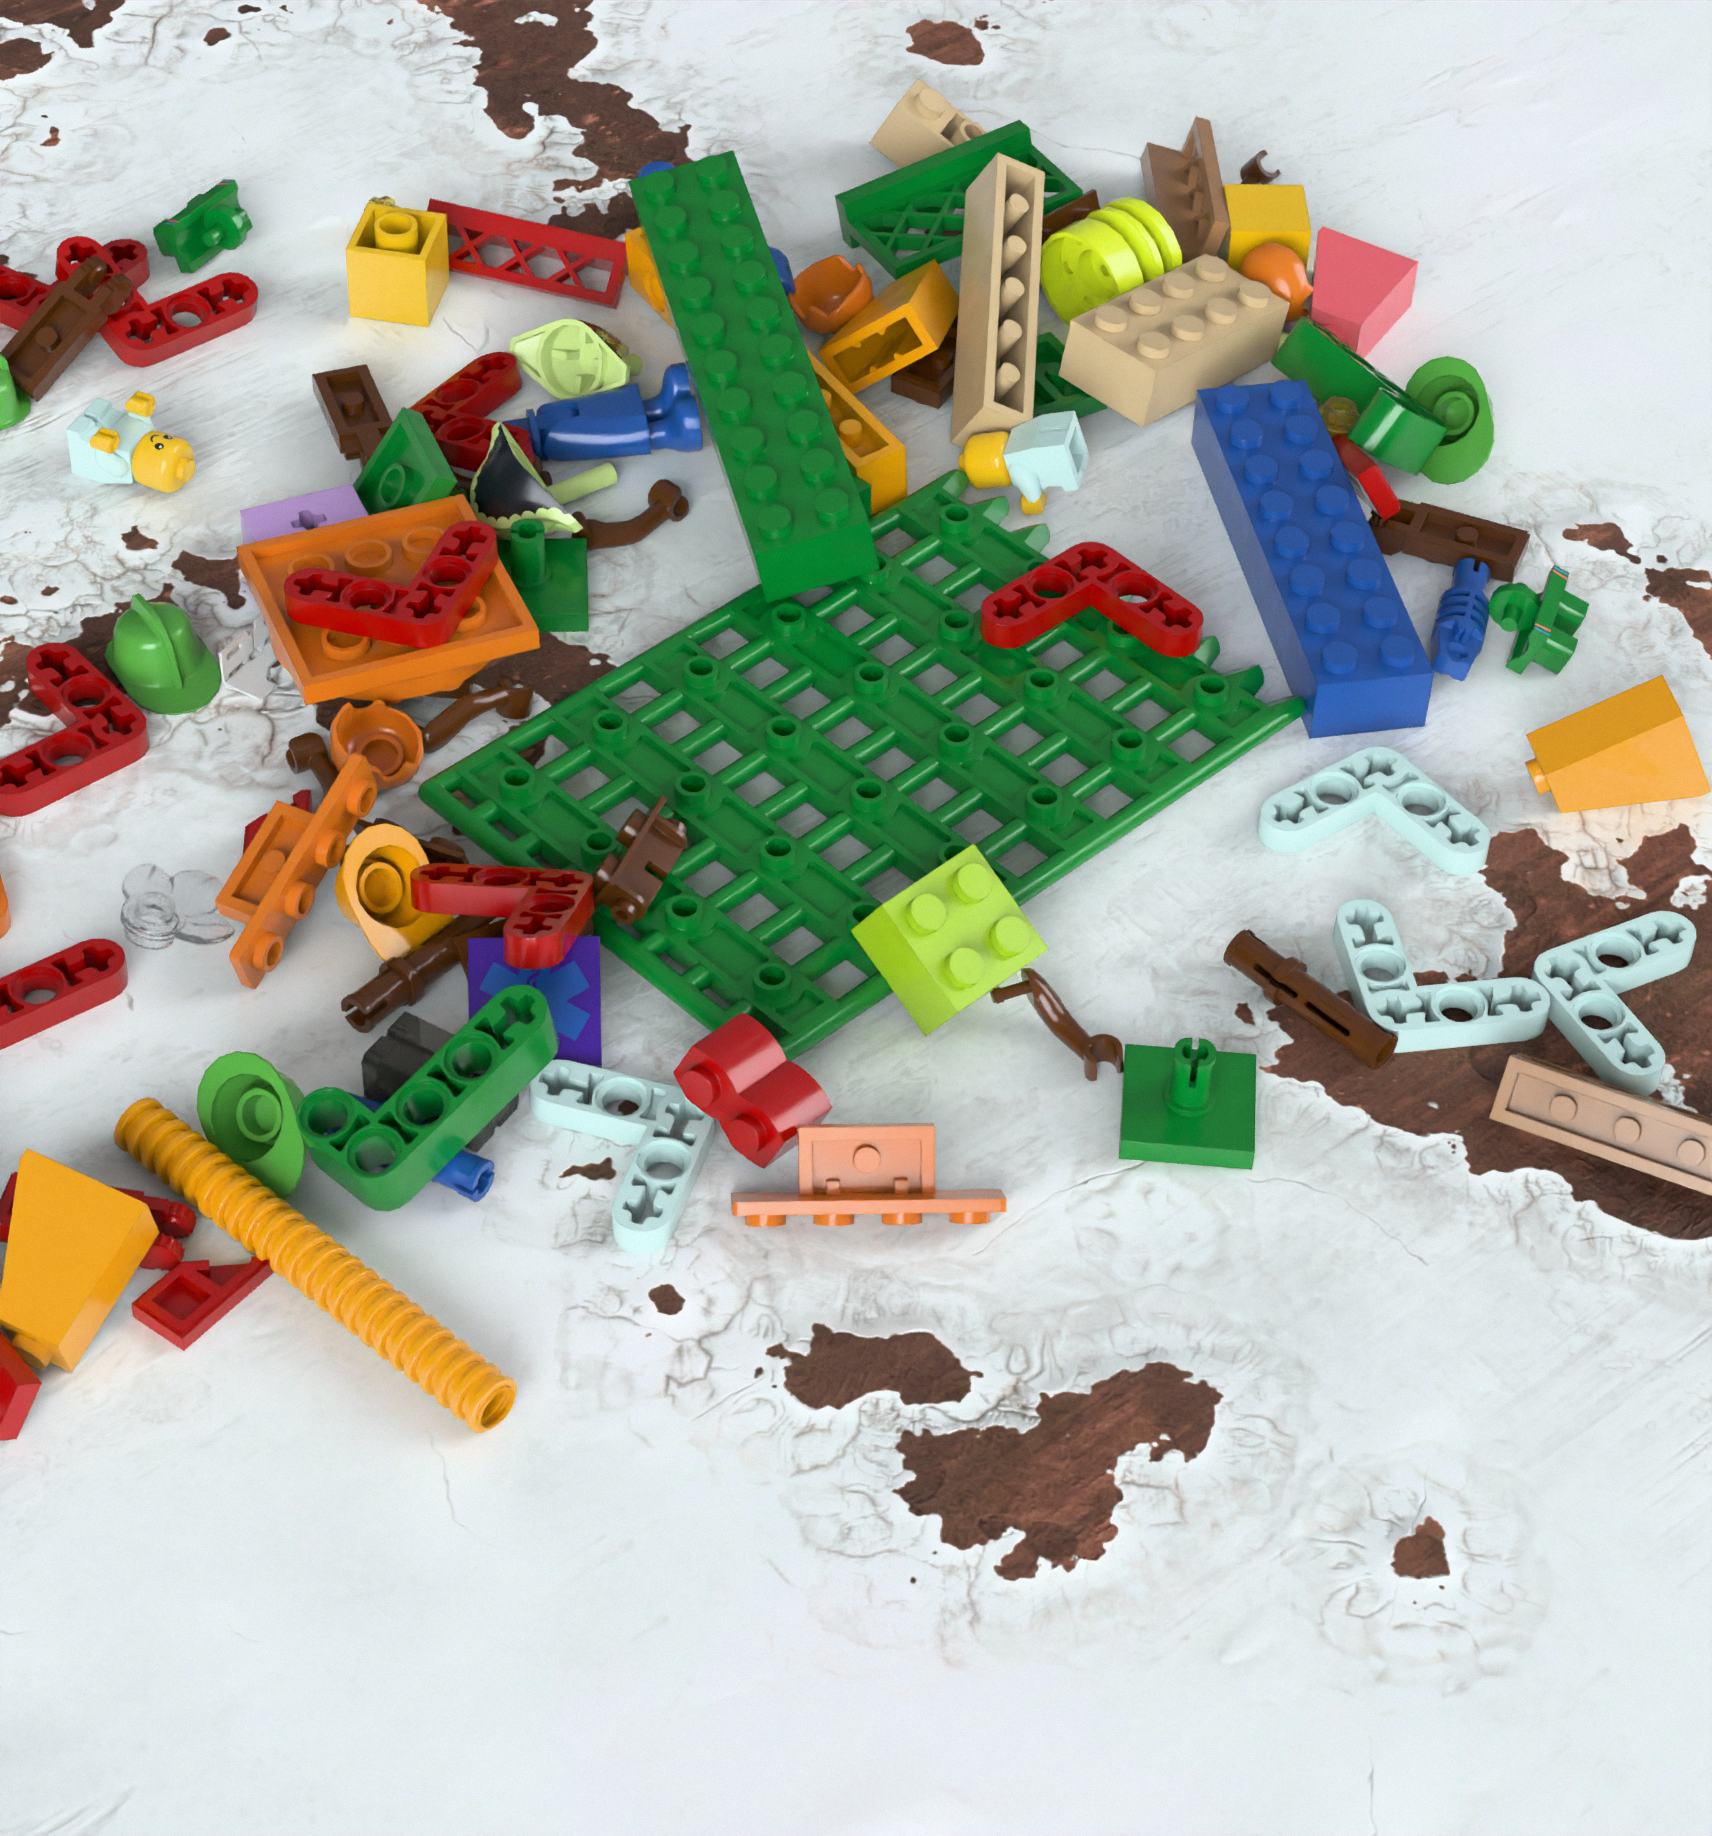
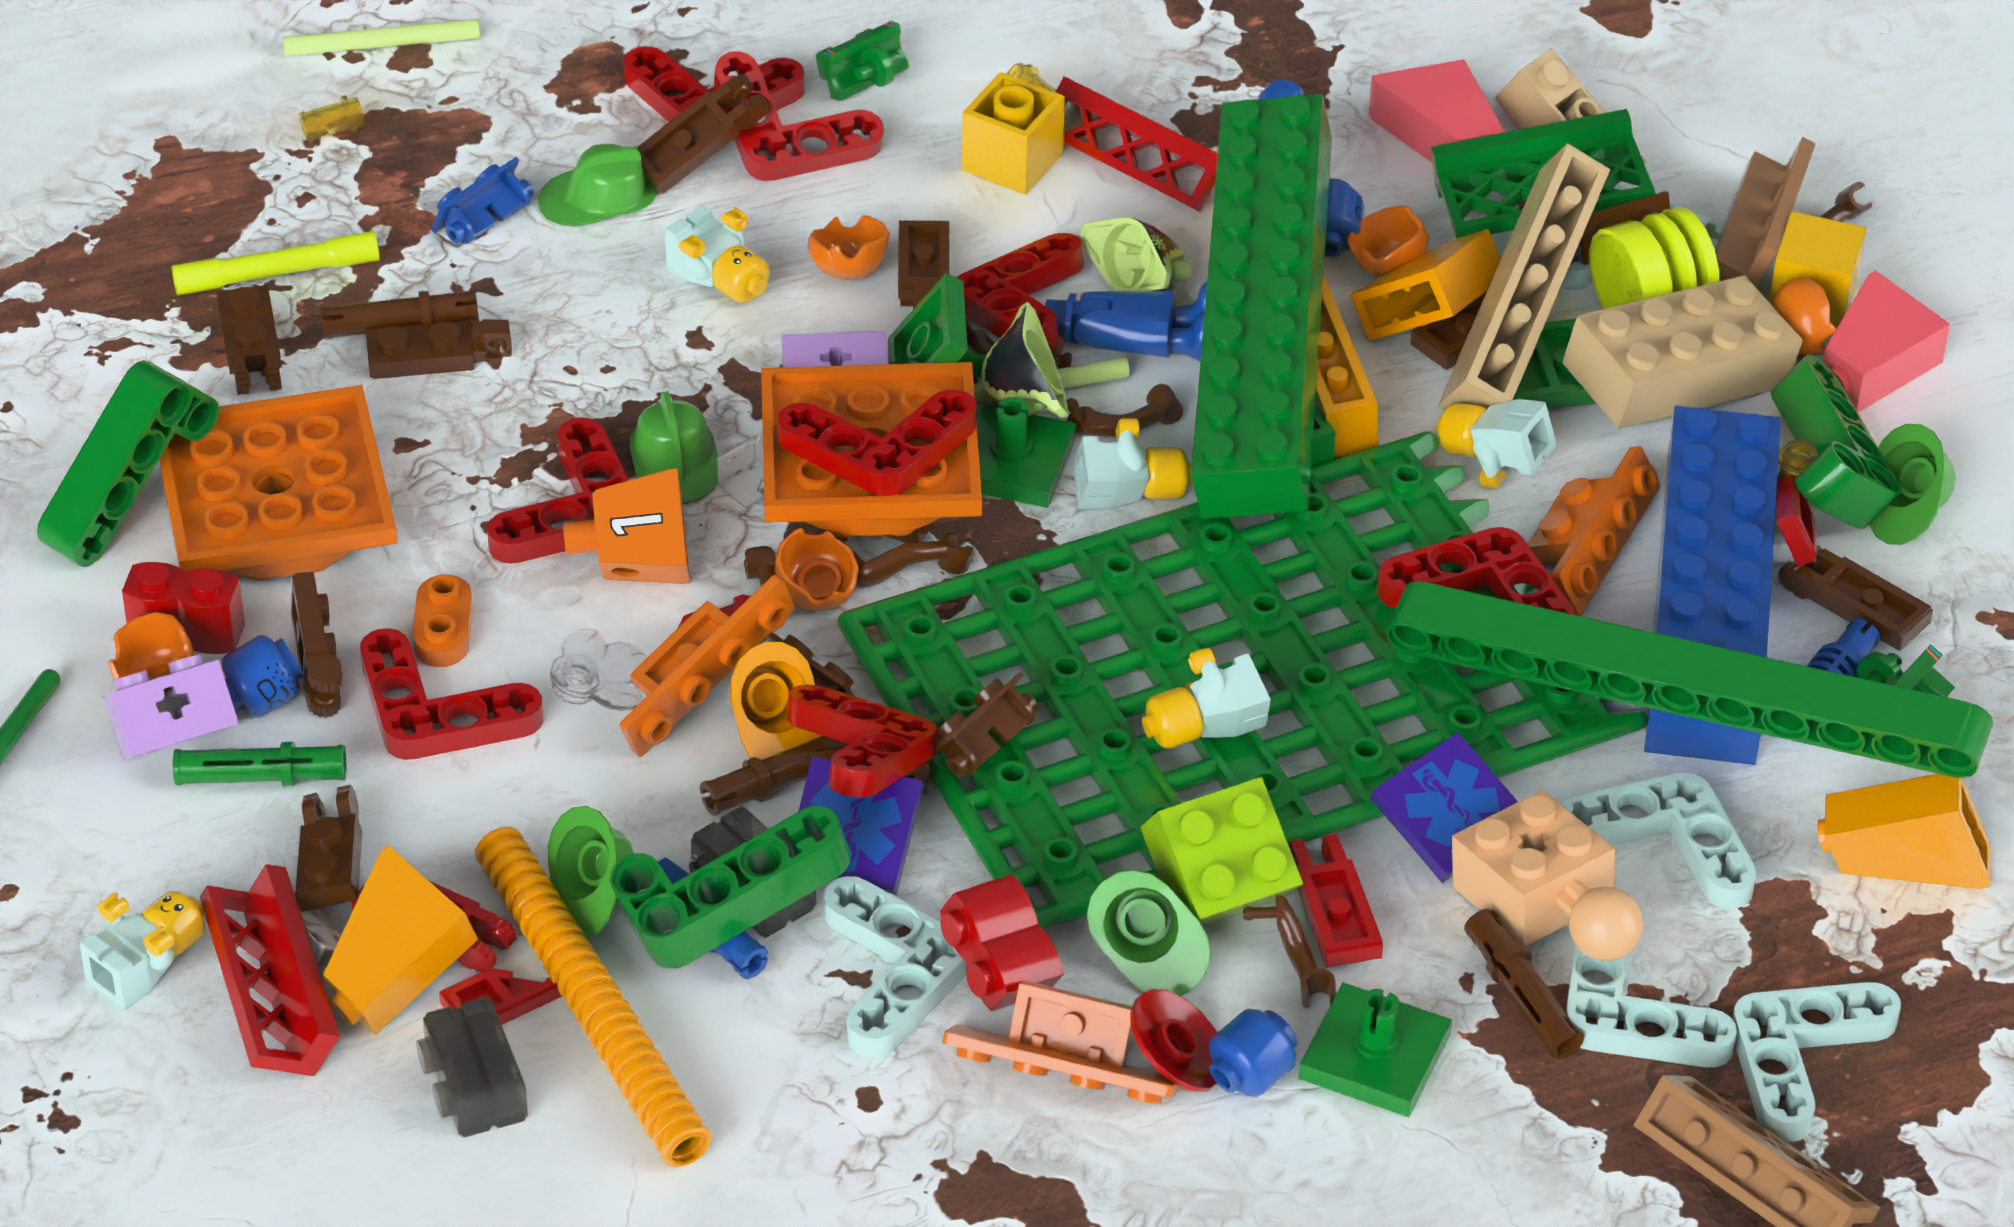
camera: 20 degrees right, 0 degrees up
(161, 747) = (636, 530): none -> orange torso
(209, 1379) = (473, 1068): none -> clear smoke brick
(271, 416) = (849, 251): none -> orange hair
(659, 575) = (1124, 471): none -> light aqua piece
(813, 162) = (1432, 106): none -> coral slope
(879, 786) = (1215, 706): none -> piece
(906, 1042) = (1149, 932): none -> bright green piece
(984, 1149) = (1174, 1038): none -> red dish
(1071, 1139) = (1252, 1052): none -> blue head
(1086, 967) = (1336, 905): none -> red hinge
(1153, 836) = (1439, 798): none -> dark purple tile
(1157, 519) = (1592, 525): none -> orange bracket
(1289, 880) = (1547, 873): none -> light nougat brick
(1354, 646) = (1691, 679): none -> green beam

